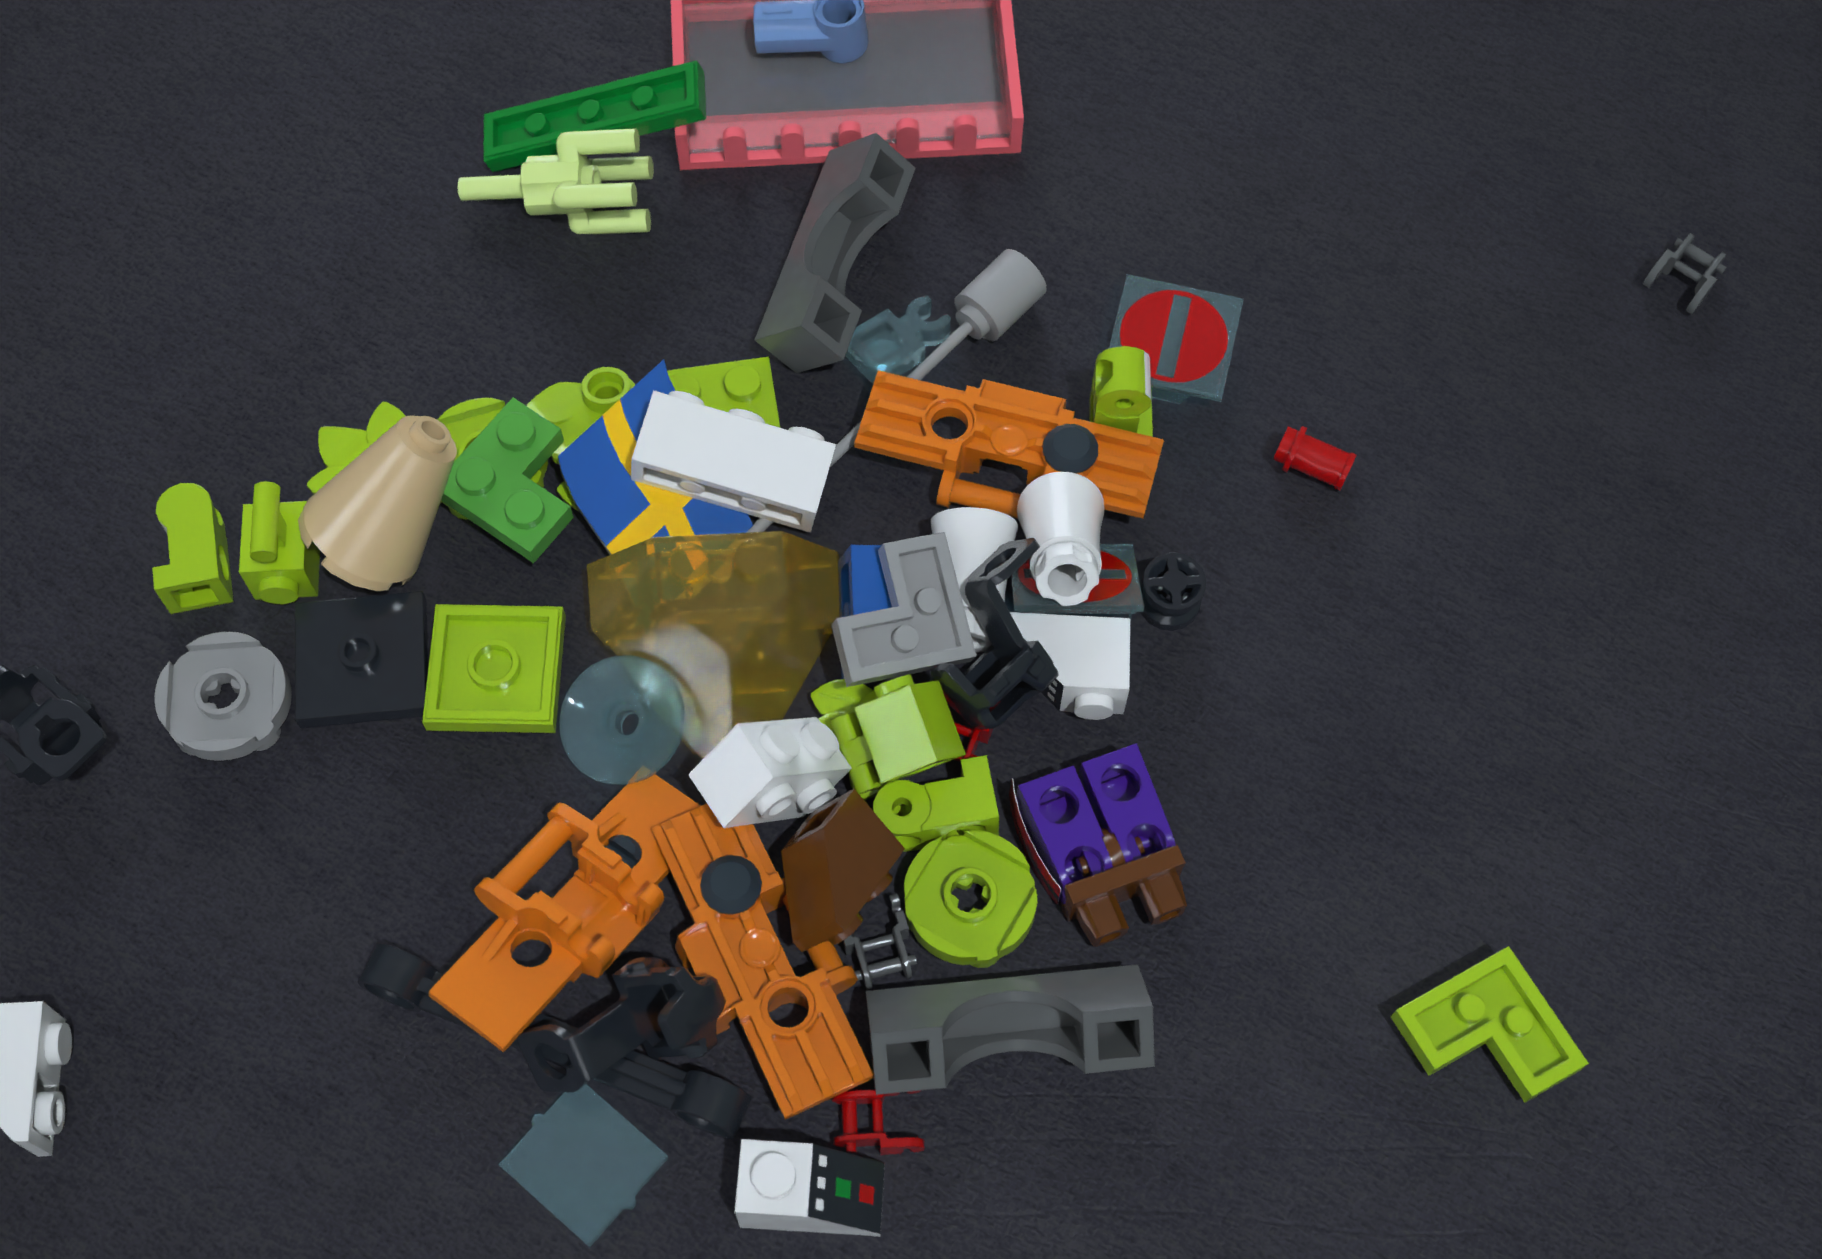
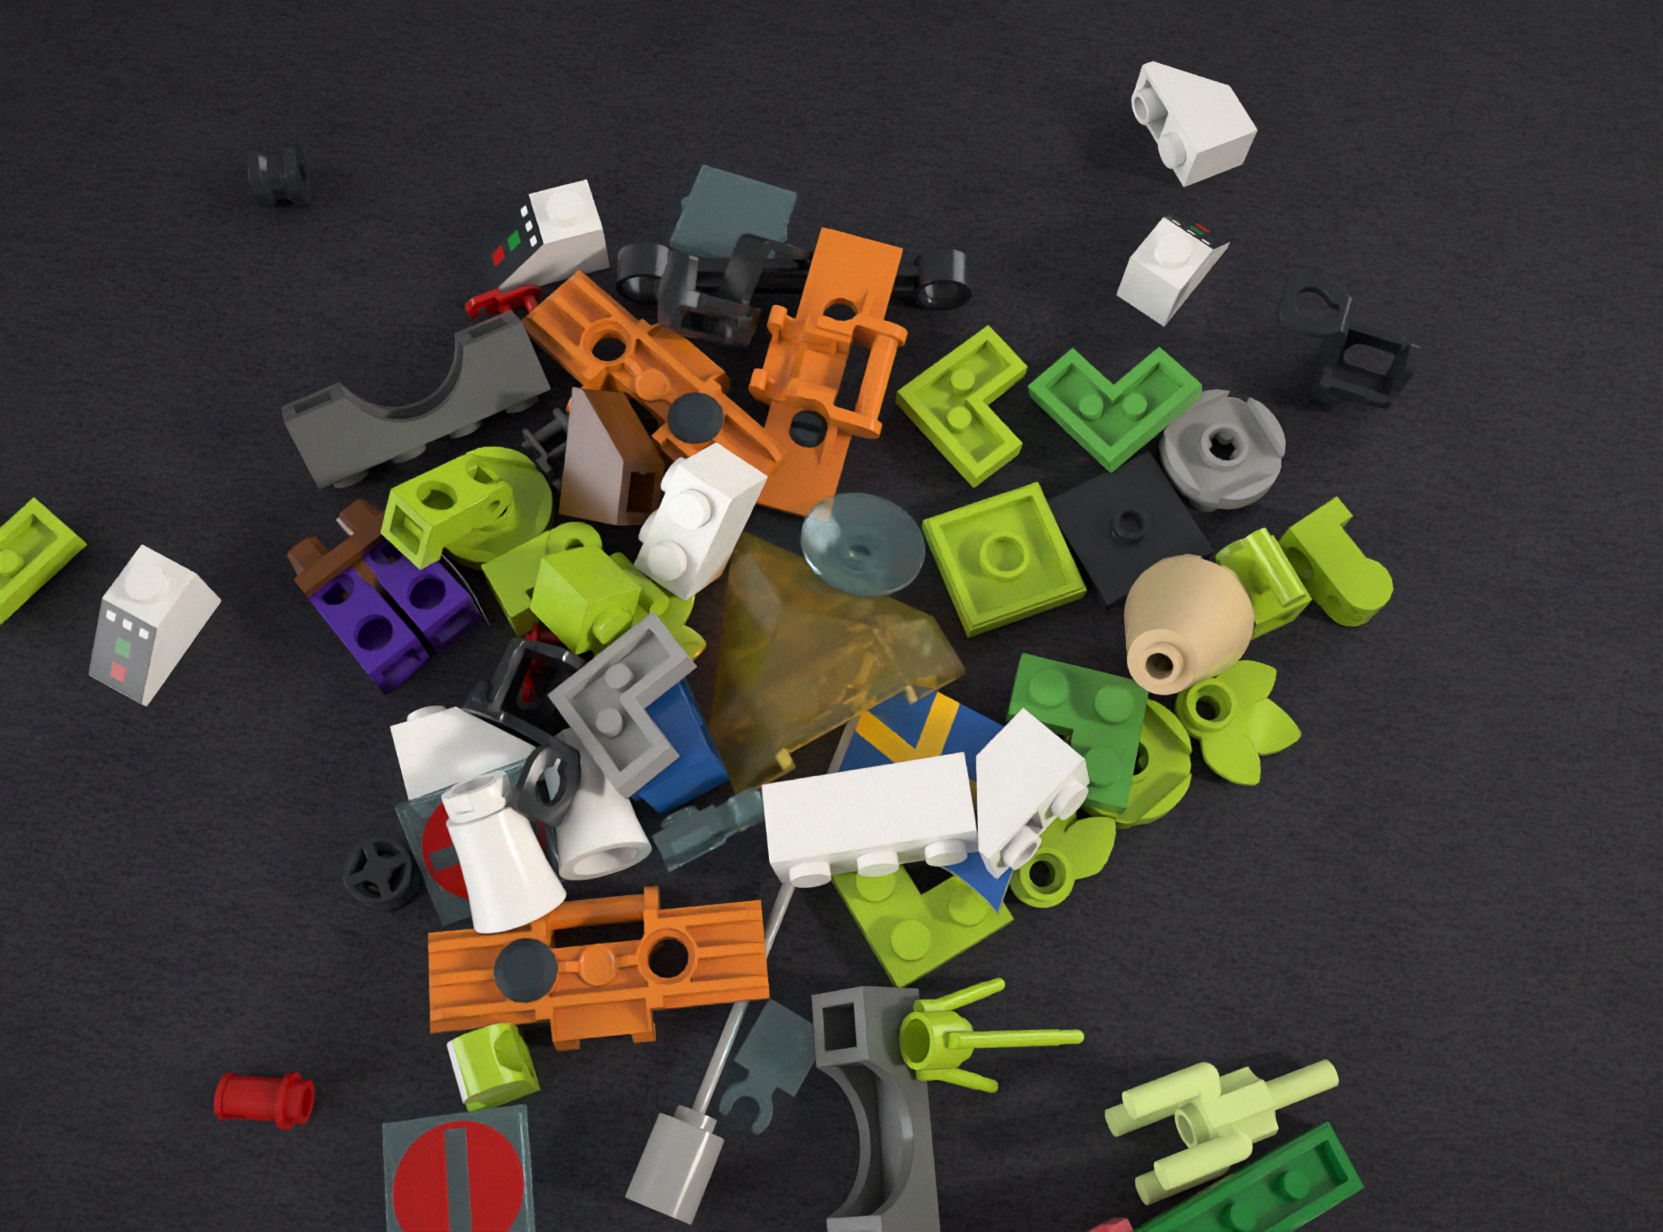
camera: 155 degrees right, 5 degrees up
(138, 909) = (1170, 265): none -> white slope
(307, 752) = (1119, 417): none -> bright green plate
(458, 844) = (952, 403): none -> lime plate
(594, 424) = (1022, 787): none -> white slope
(750, 283) = (939, 1040): none -> lime plant
(874, 524) = (696, 832): none -> clear light blue plate
(1012, 867) = (443, 507): none -> lime leg
(1334, 896) = (148, 624): none -> white slope

